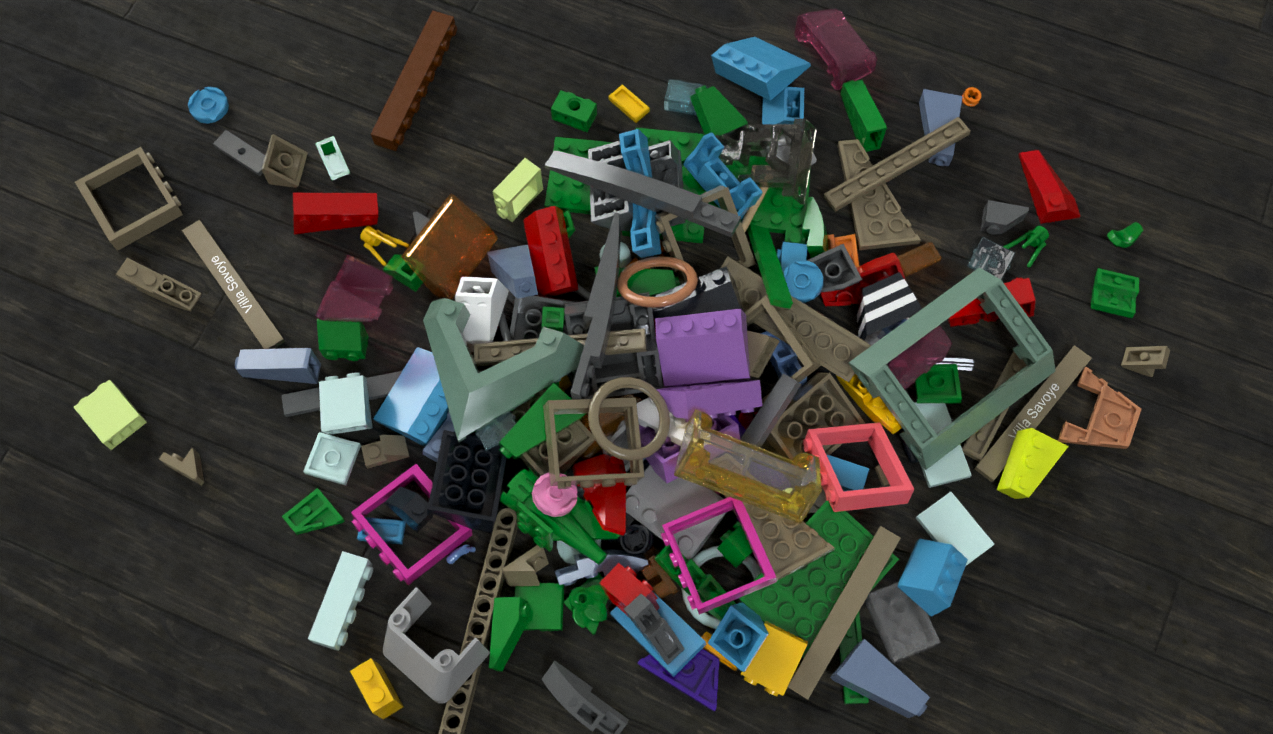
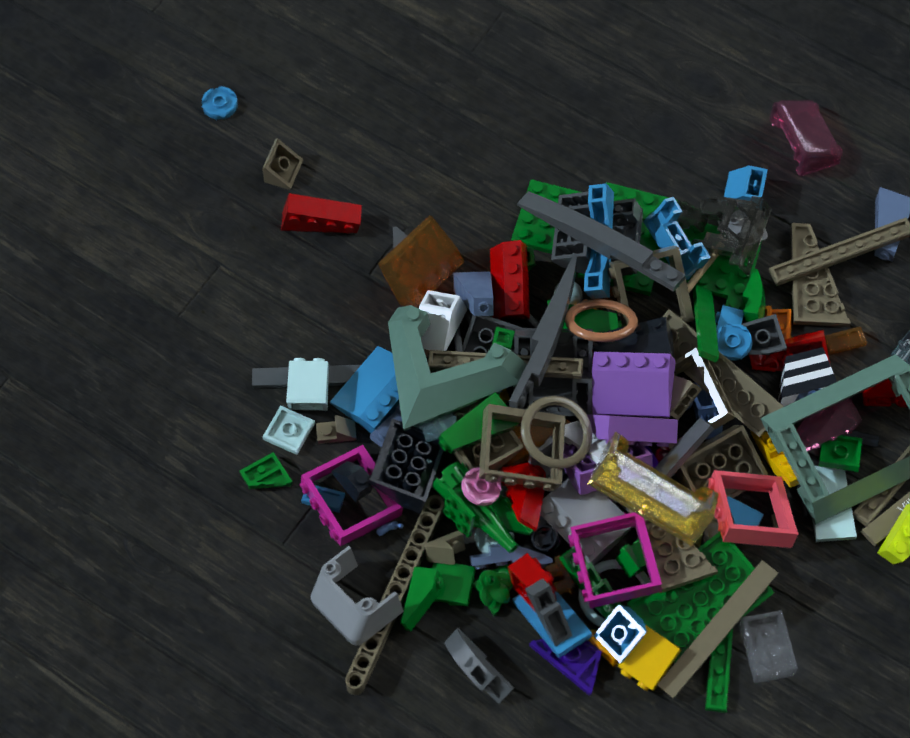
camera: 10 degrees right, 5 degrees down
(110, 414) = (101, 361): yellowish green brick -> none
(142, 226) = (149, 202): dark tan window -> none
(158, 286) = (156, 257): dark tan slope -> none
(188, 467) = (163, 417): dark tan slope -> none
(233, 286) = (221, 267): dark tan tile -> none
(240, 152) = (244, 150): dark grey tile -> none
(279, 364) = (254, 341): slope -> none
(332, 158) = (326, 167): slope -> none
(340, 601) = (281, 548): light aqua brick -> none
(342, 340) = (313, 327): green slope -> none
(355, 293) = (331, 289): clear pink windscreen -> none
(374, 237) = (352, 244): yellow plant -> none
(376, 689) = (303, 623): yellow brick -> none
(402, 272) = (374, 278): green slope -> none
(413, 81) = (409, 109): reddish brown brick -> none
(518, 190) = (489, 222): yellowish green window -> none
(581, 118) = (555, 166): green brick -> none
(629, 103) = (603, 159): yellow tile -> none
(678, 98) = (660, 162): clear light blue brick -> none
(715, 111) = (681, 179): green slope -> none
(758, 66) = (729, 142): dark azure slope -> none
(863, 115) = (819, 202): green slope -> none
(878, 679) = (739, 693): sand blue slope -> none
(932, 575) = (802, 611): dark azure slope -> none
(952, 524) = (832, 582): light aqua tile -> none

